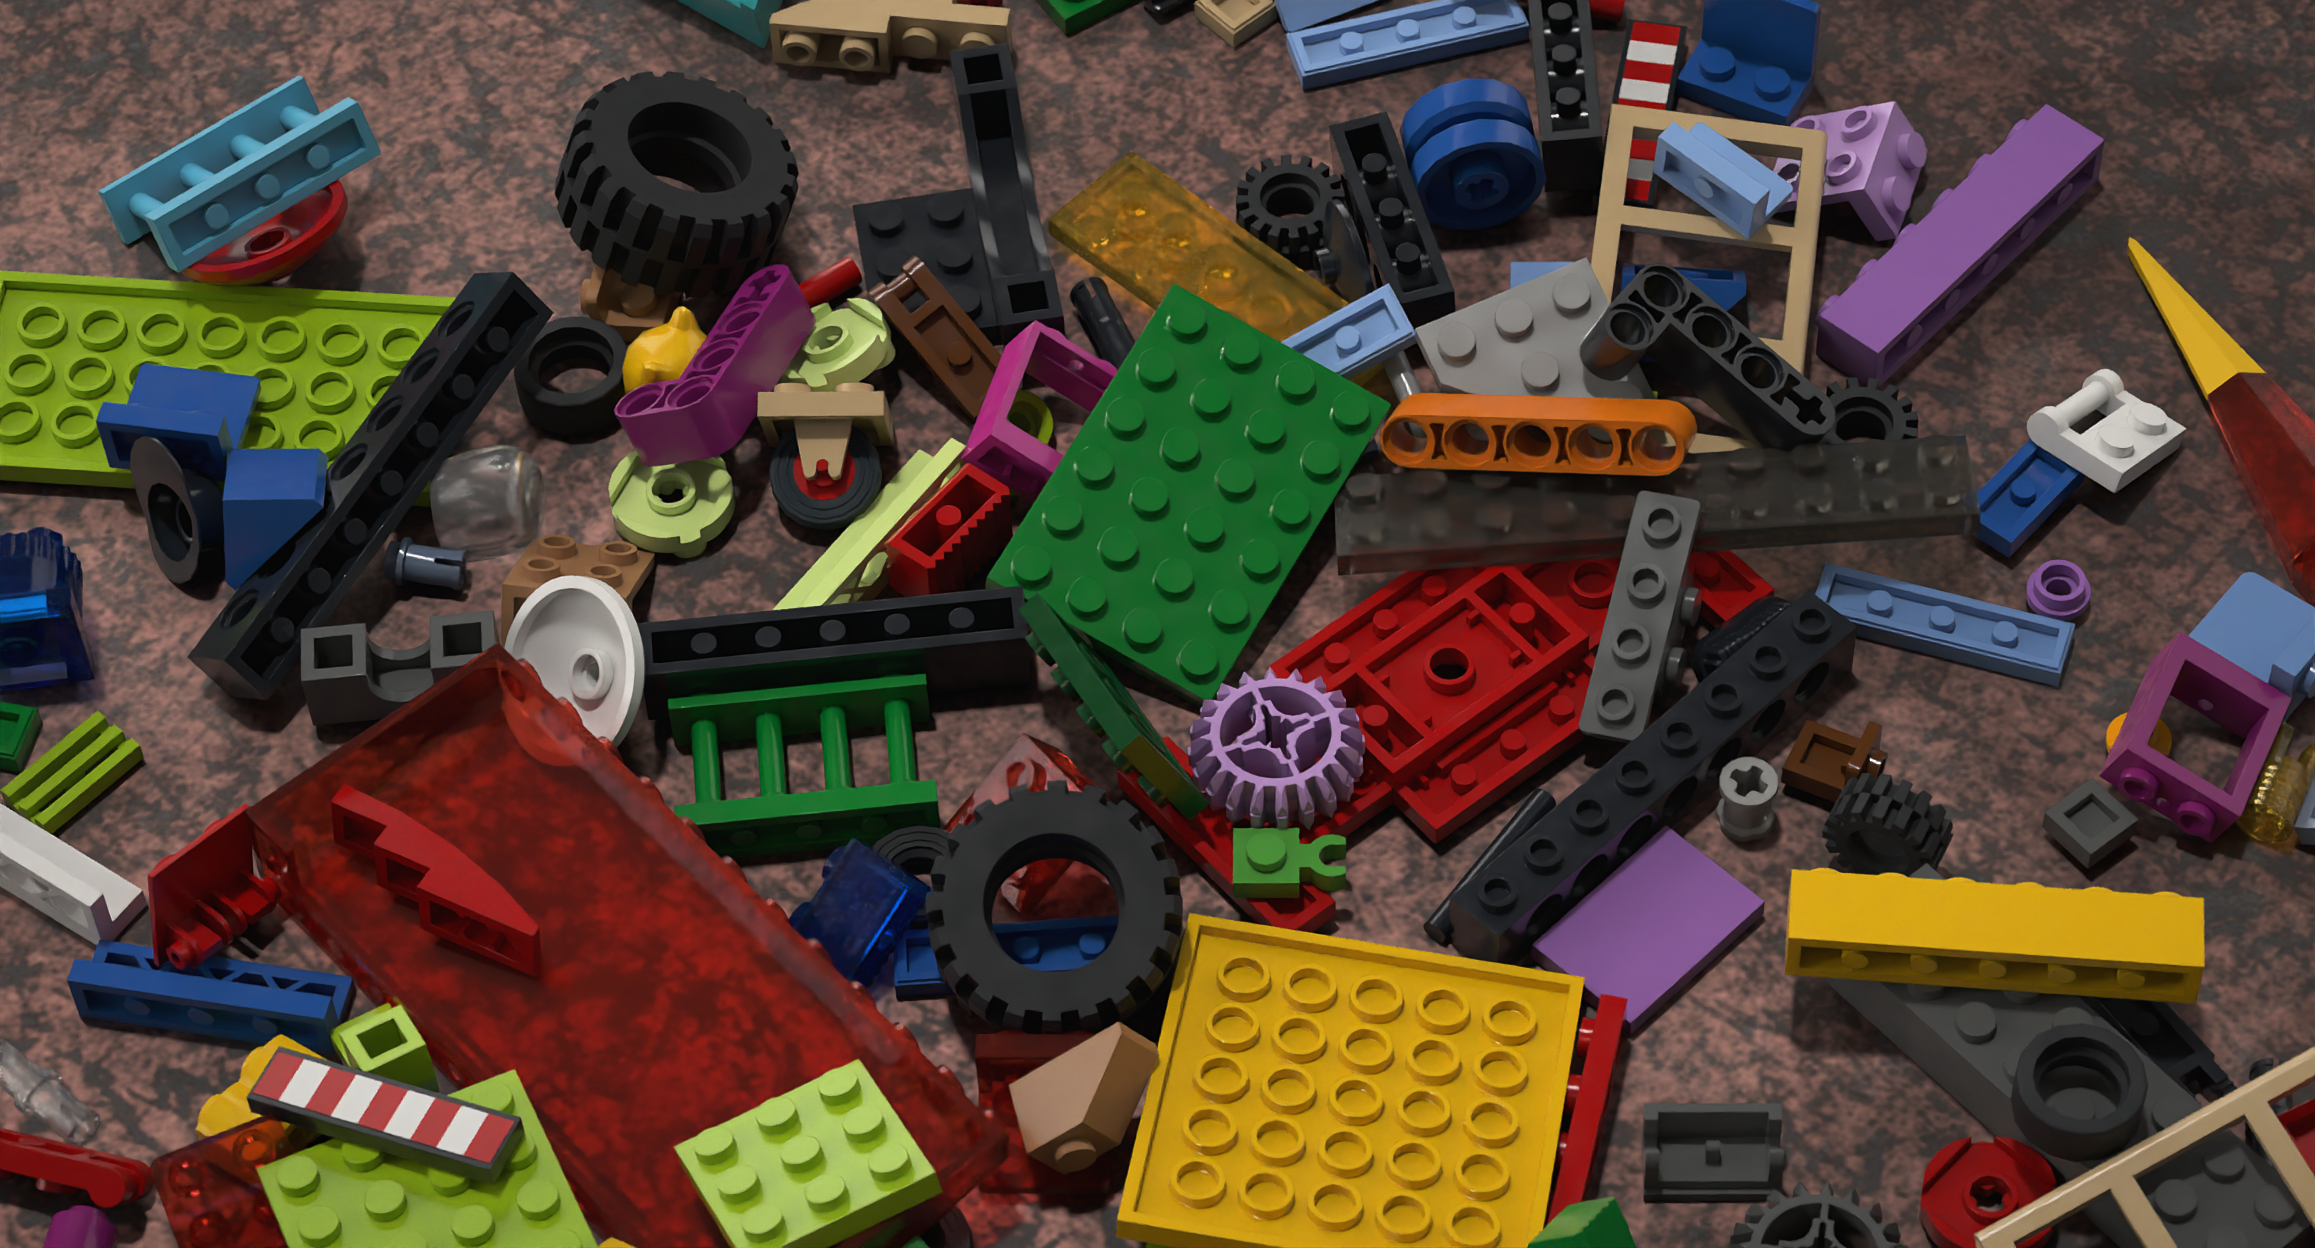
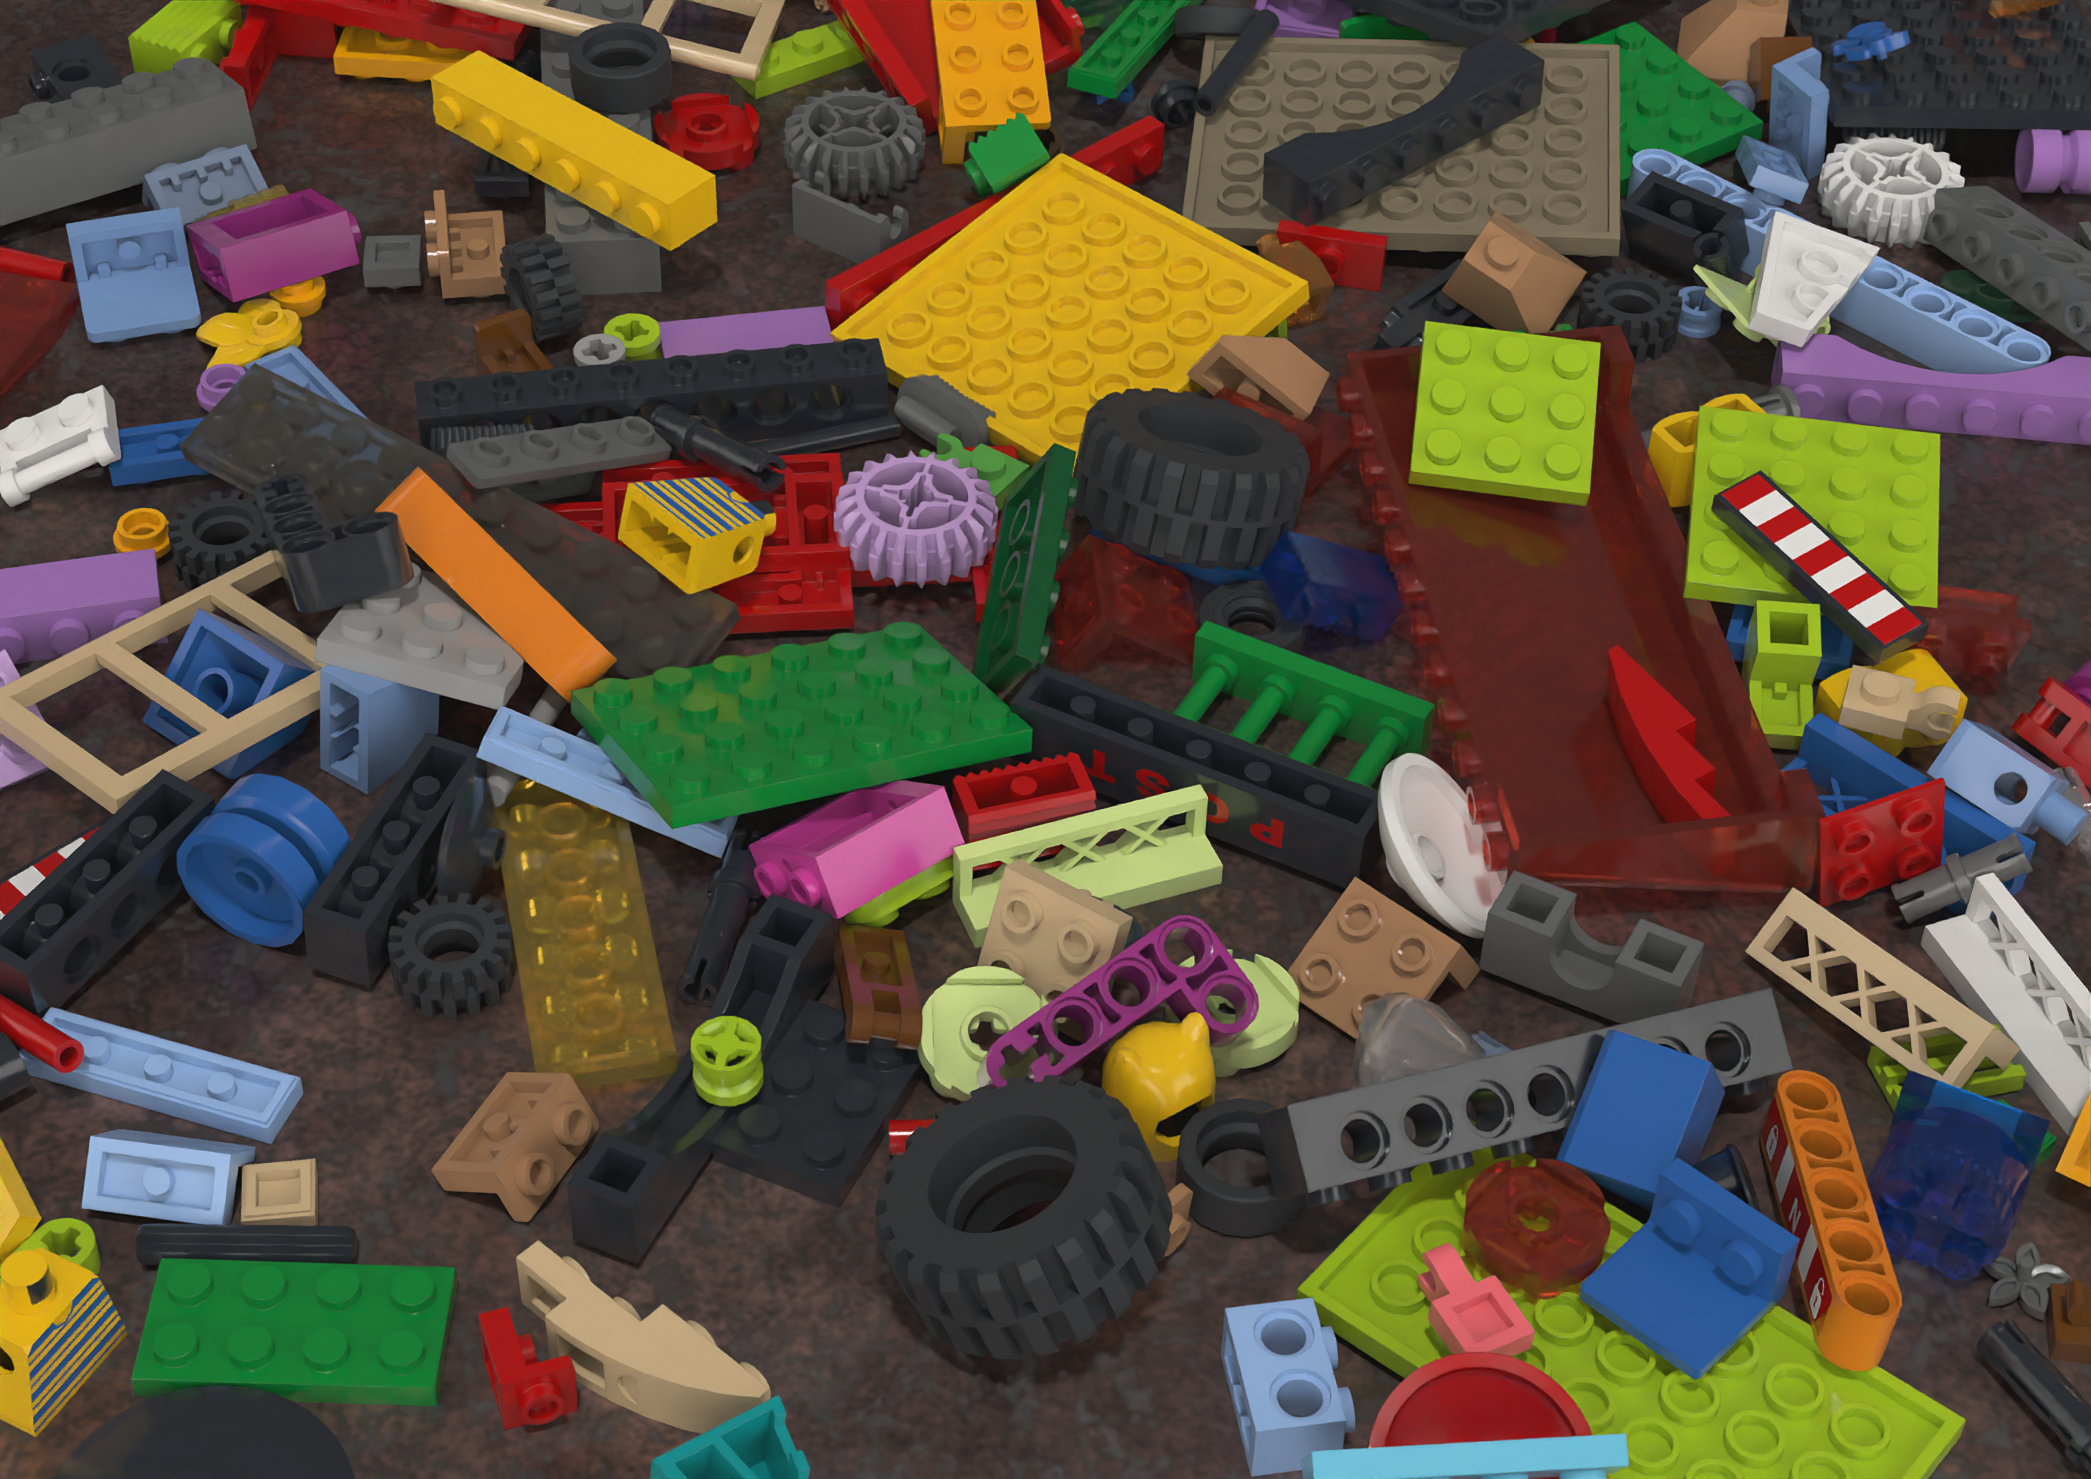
camera: 150 degrees left, 10 degrees down
(94, 520) = (1829, 1208): none -> orange beam
(118, 926) = (1957, 877): none -> dark grey pin
(124, 1046) = (1986, 771): none -> medium blue torso
(129, 773) = (1898, 981): none -> tan fence
(250, 1047) = (1888, 705): none -> tan plate
(314, 378) = (1530, 1258): none -> clear red plate
(324, 312) = (1471, 1313): none -> coral plate
(437, 234) = (1283, 1367): none -> light blue brick
(989, 200) = (724, 1042): none -> lime wheel
(1105, 111) = (520, 1141): none -> medium nougat bracket
(1387, 929) = (935, 407): none -> dark grey piece
(1420, 574) = (695, 530): none -> yellow torso
(1523, 723) = (704, 441): none -> black pin
(1720, 177) = (109, 692): light blue panel -> none
(1756, 872) = (638, 333): none -> lime wheel
(1943, 398) = (142, 530): none -> light orange plate
(2029, 847) = (465, 250): none -> medium nougat bracket
(2108, 663) = (252, 333): none -> yellow plate

